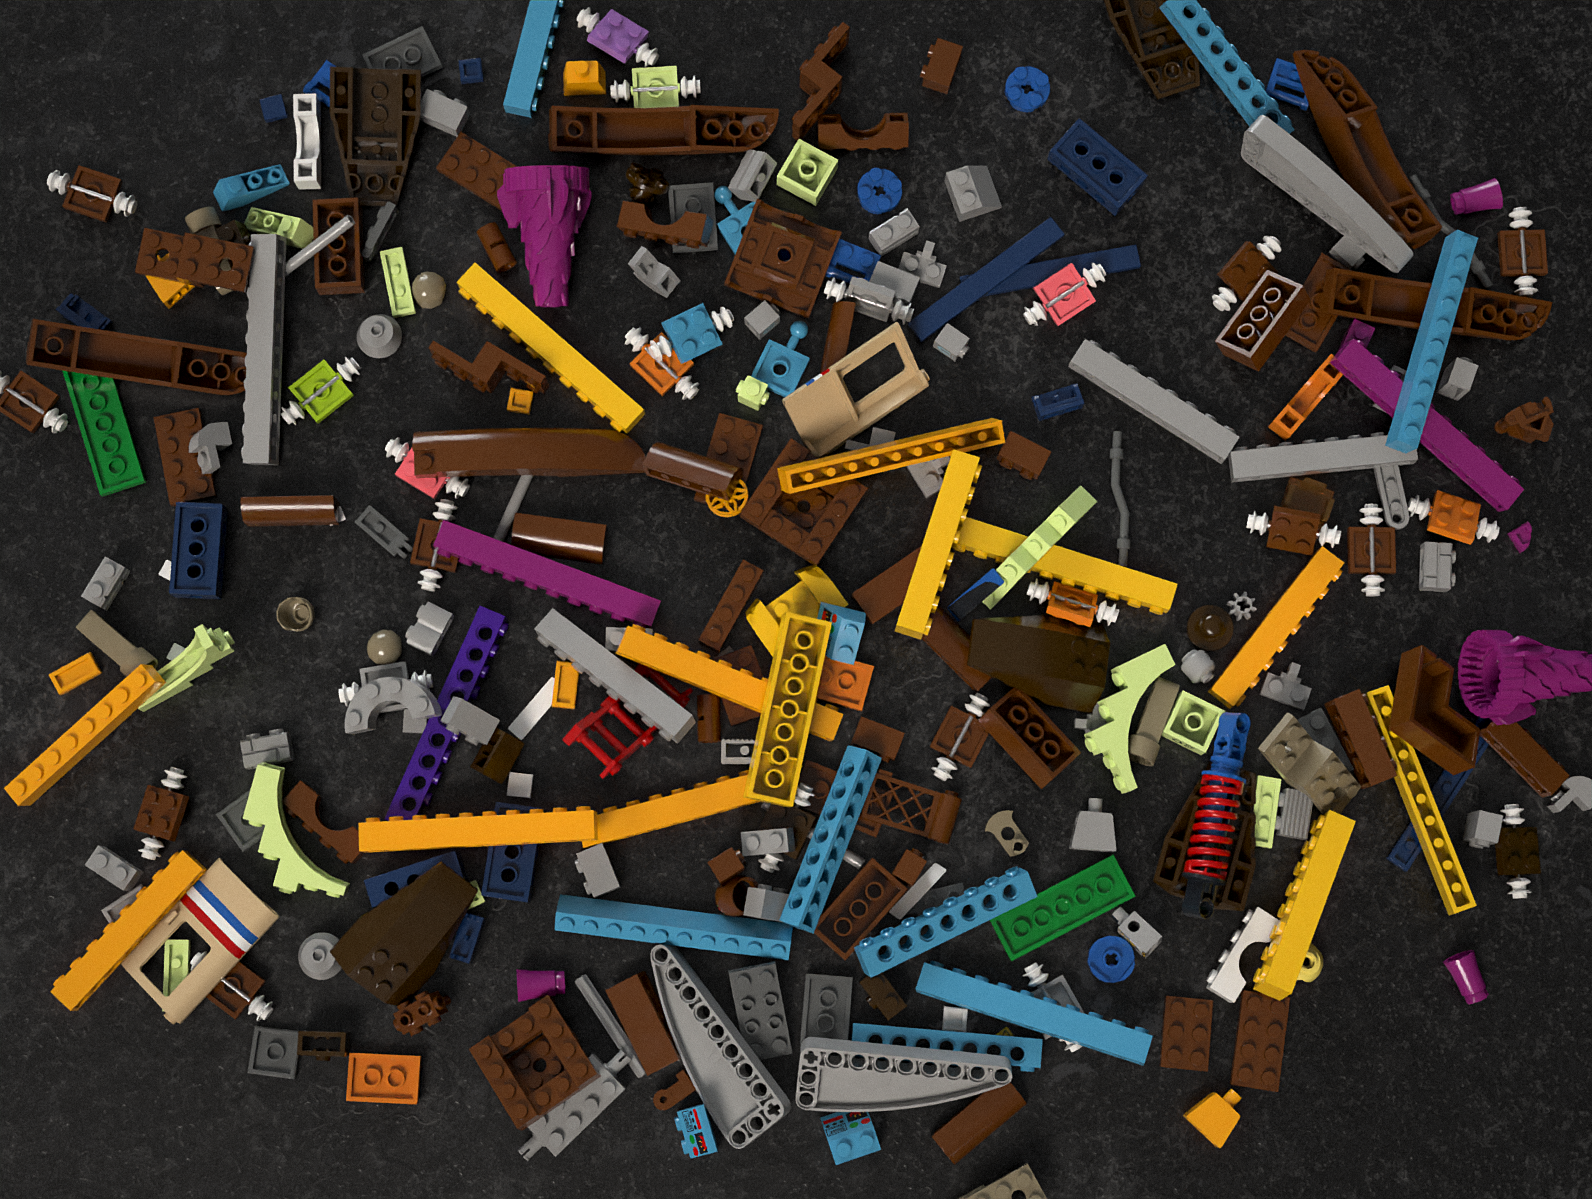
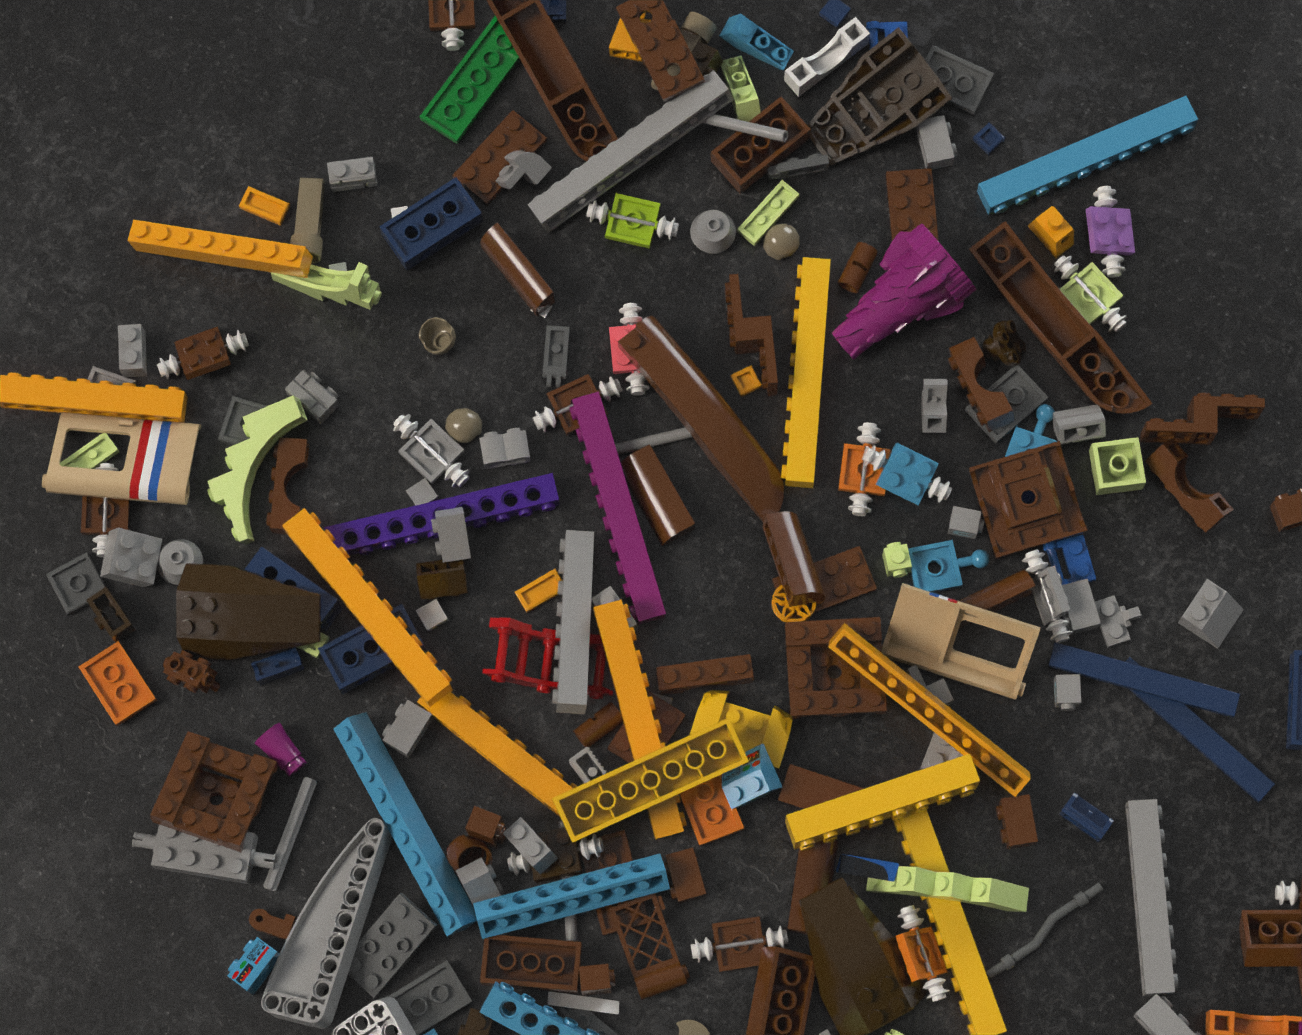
camera: 60 degrees right, 5 degrees down
(288, 993) = (131, 557): none -> light grey brick
(375, 695) = (418, 446): light grey brick -> none
(533, 711) = (500, 581): white sticker -> none
(644, 1022) = (311, 856): reddish brown brick -> none
(882, 203) = (1142, 548): blue plate -> none
(893, 232) = (1123, 574): light grey brick -> none
(1064, 294) = (1182, 754): coral plate -> none

